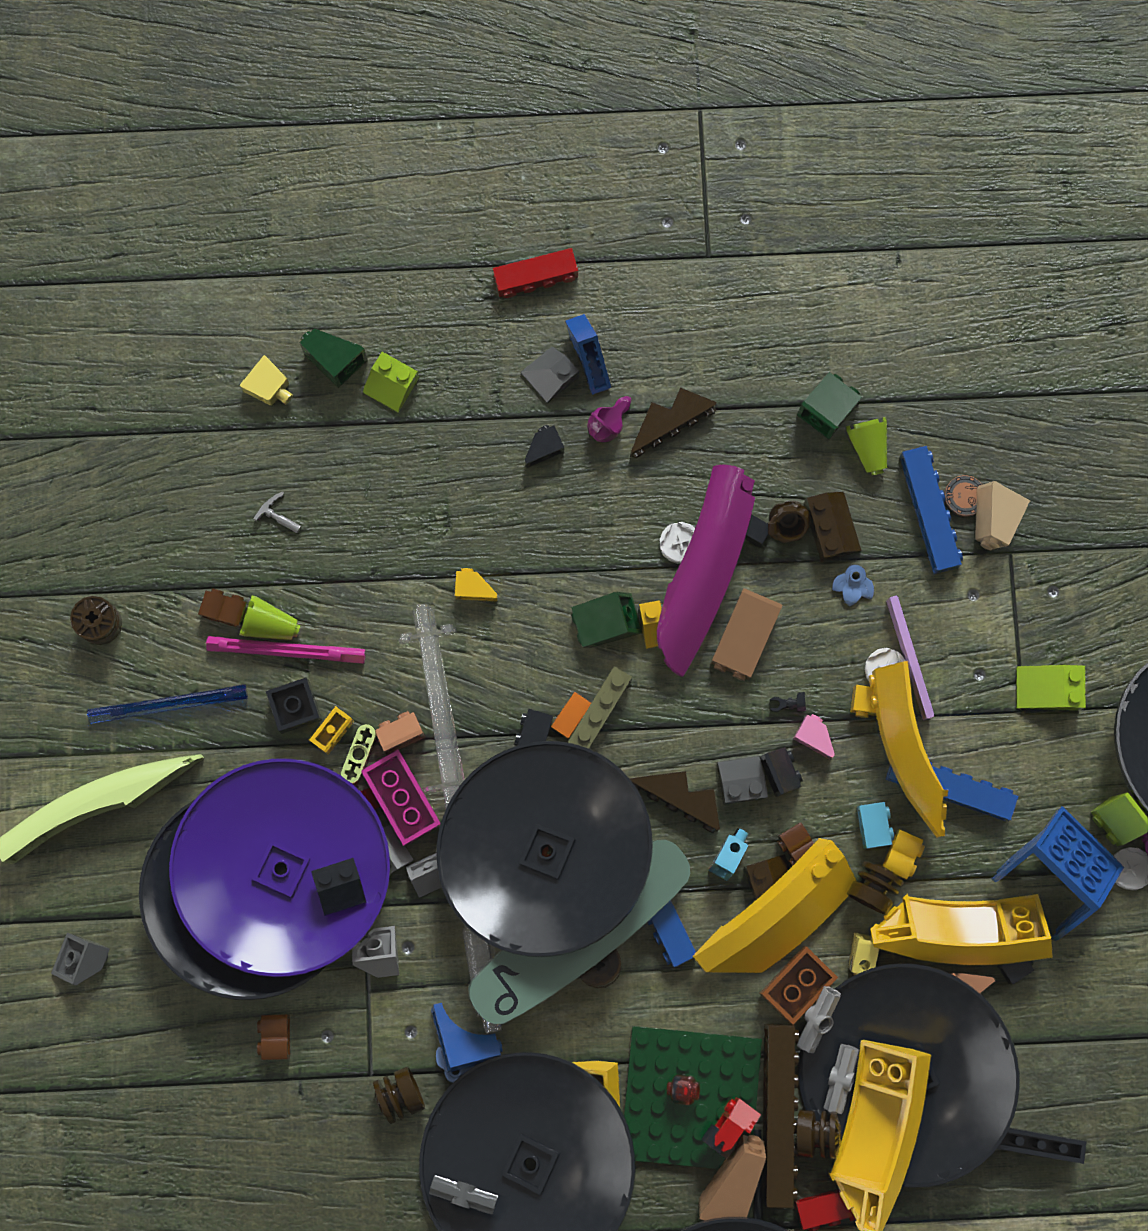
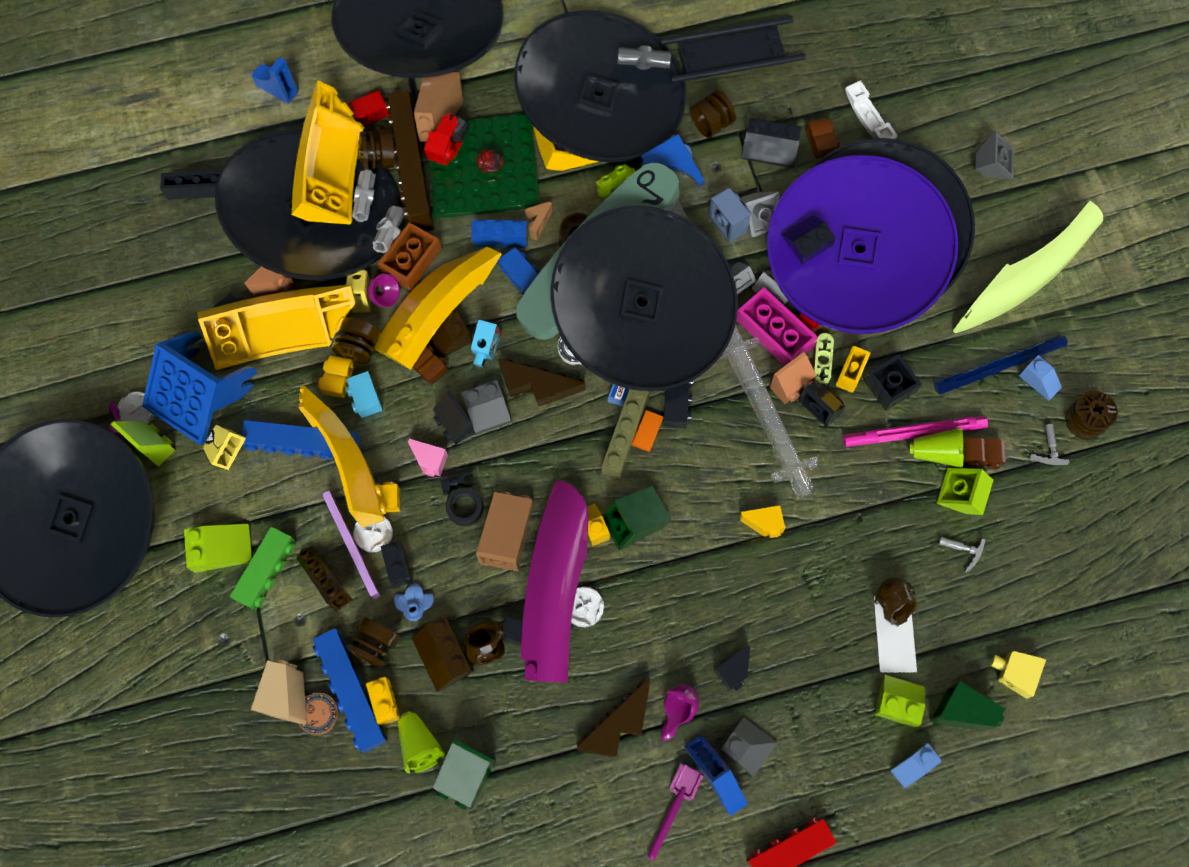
camera: 175 degrees right, 10 degrees down
(130, 677) = (1042, 378): none -> medium blue slope
(146, 604) = (1054, 460): none -> light grey piece
(207, 1055) = (867, 113): none -> white slope
(256, 572) = (965, 490): none -> lime slope
(338, 1043) = (771, 142): none -> black slope
(348, 1190) = (731, 52): none -> black piece
(366, 474) = (894, 594): none -> dark brown helmet
(374, 449) = (895, 644): none -> white sticker
(375, 699) = (821, 403): none -> black slope
(395, 321) = (916, 765): none -> medium blue slope
(415, 951) = (729, 215): none -> sand blue brick
(536, 1030) = (613, 180): none -> lime brick
(619, 352) = (685, 786): none -> magenta piece
(633, 1008) = (539, 217): none -> medium nougat slope
(688, 994) = (499, 233): none -> blue brick
(788, 657) = (460, 492): none -> black tyre
(830, 945) = (389, 287): none -> magenta piece
(865, 625) = (396, 564): none -> black brick
(898, 490) = (383, 701): none -> yellow brick
(901, 547) = (372, 643): none -> dark brown wheel
(943, 624) = (323, 579): none -> dark brown slope
(1005, 652) = (263, 569): none -> bright green brick
(1036, 795) = (222, 446): none -> light yellow torso

